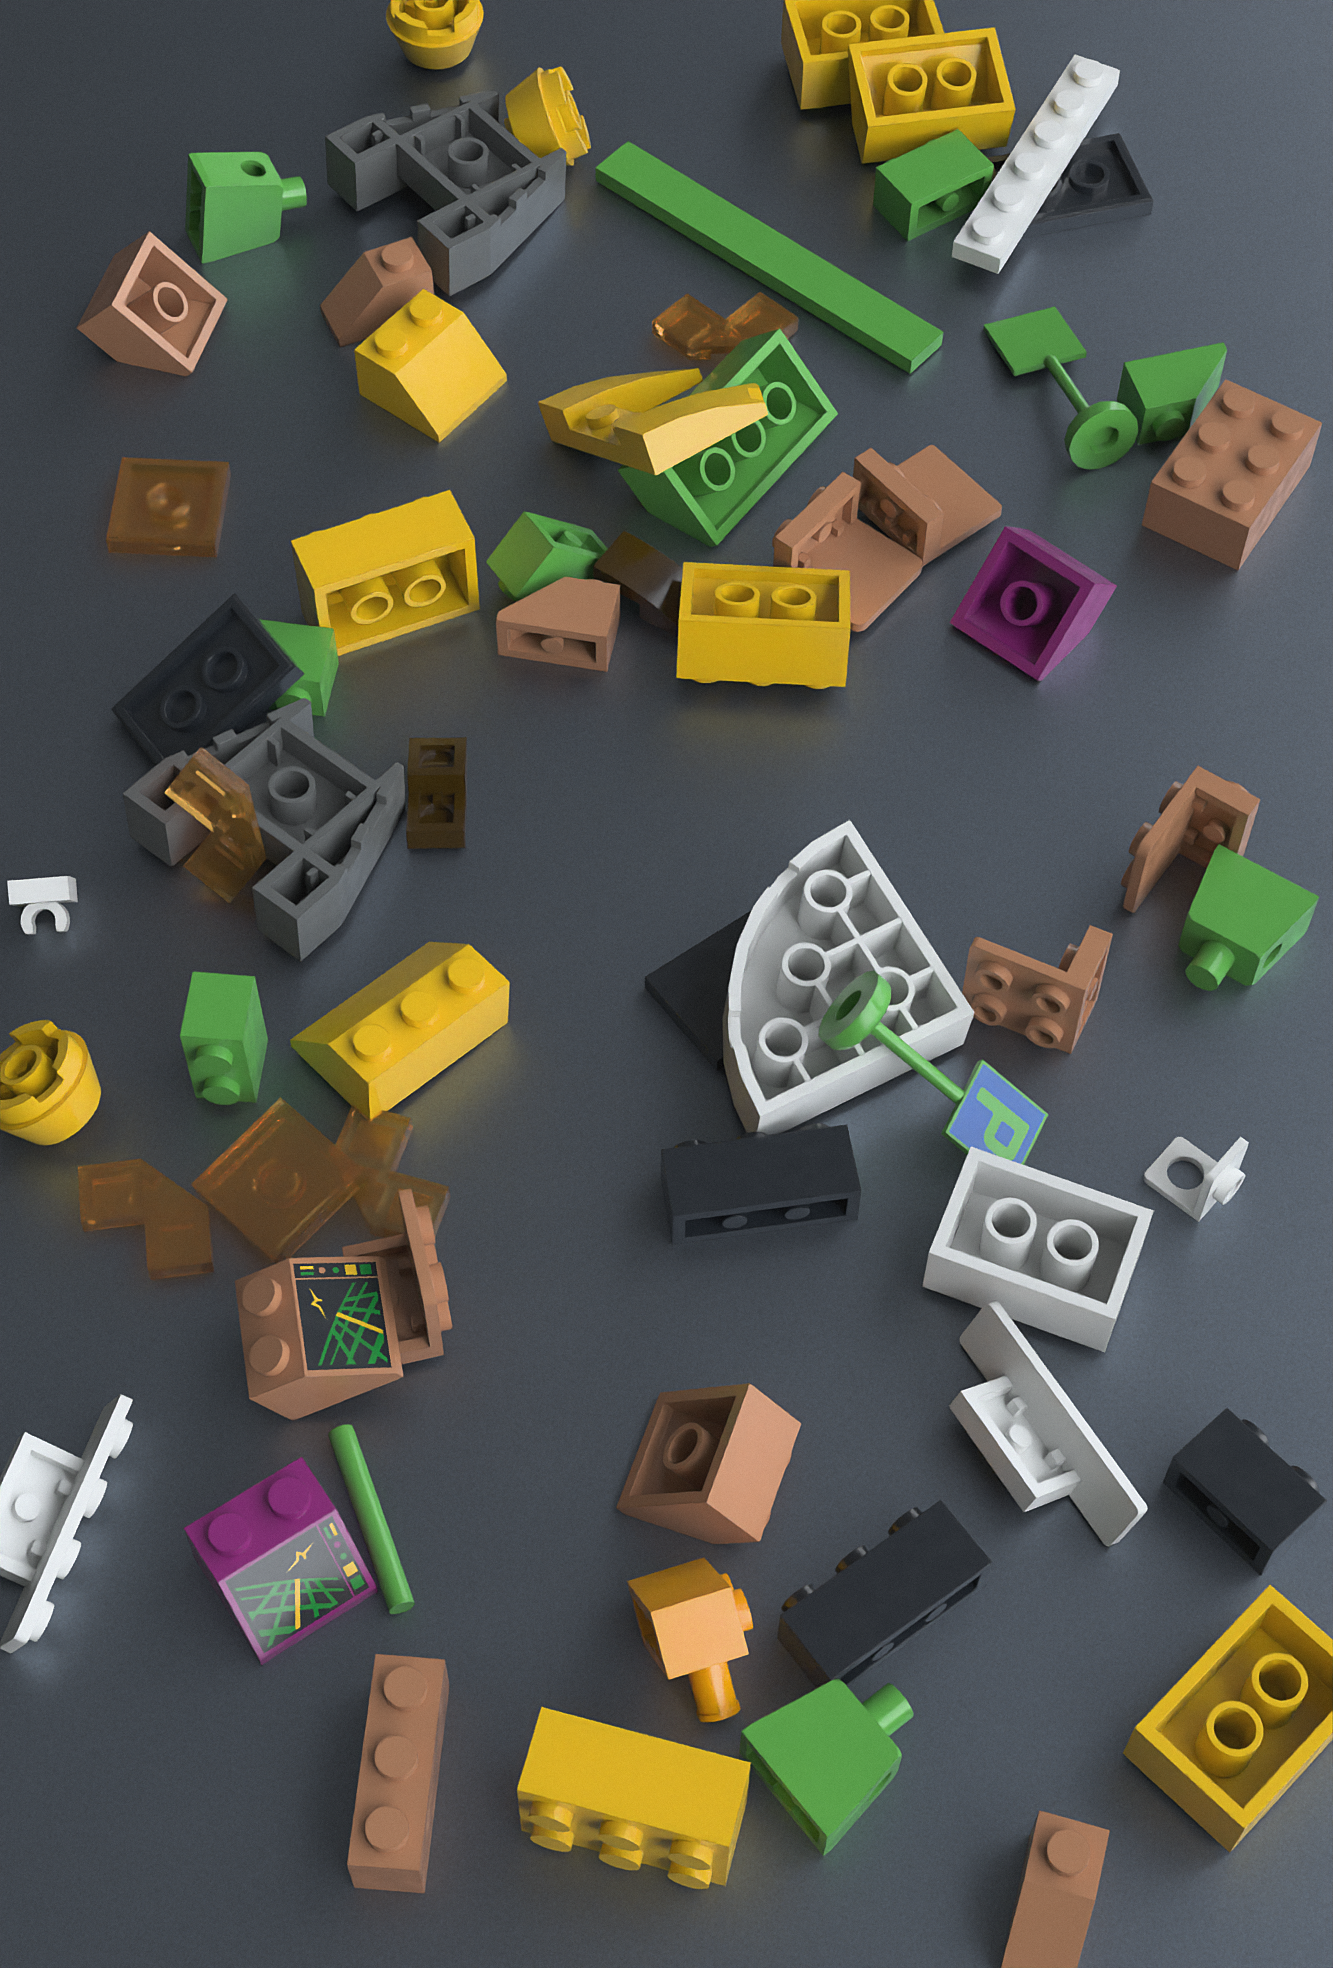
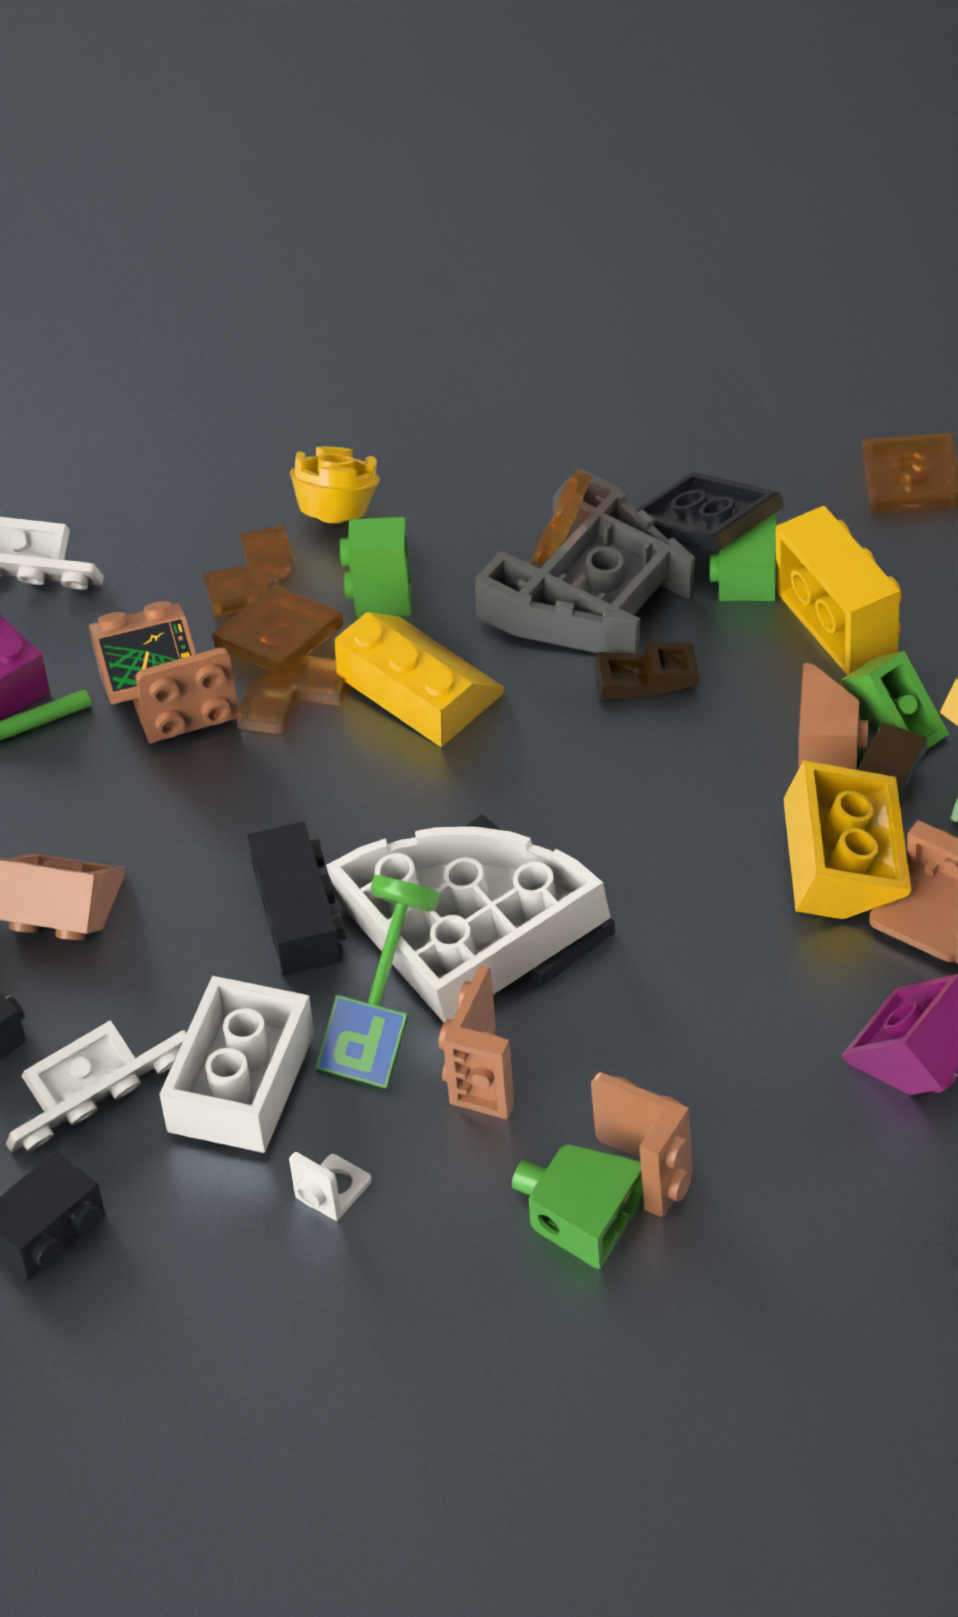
camera: 90 degrees right, 10 degrees down
(42, 895) = (506, 465): white tile -> none

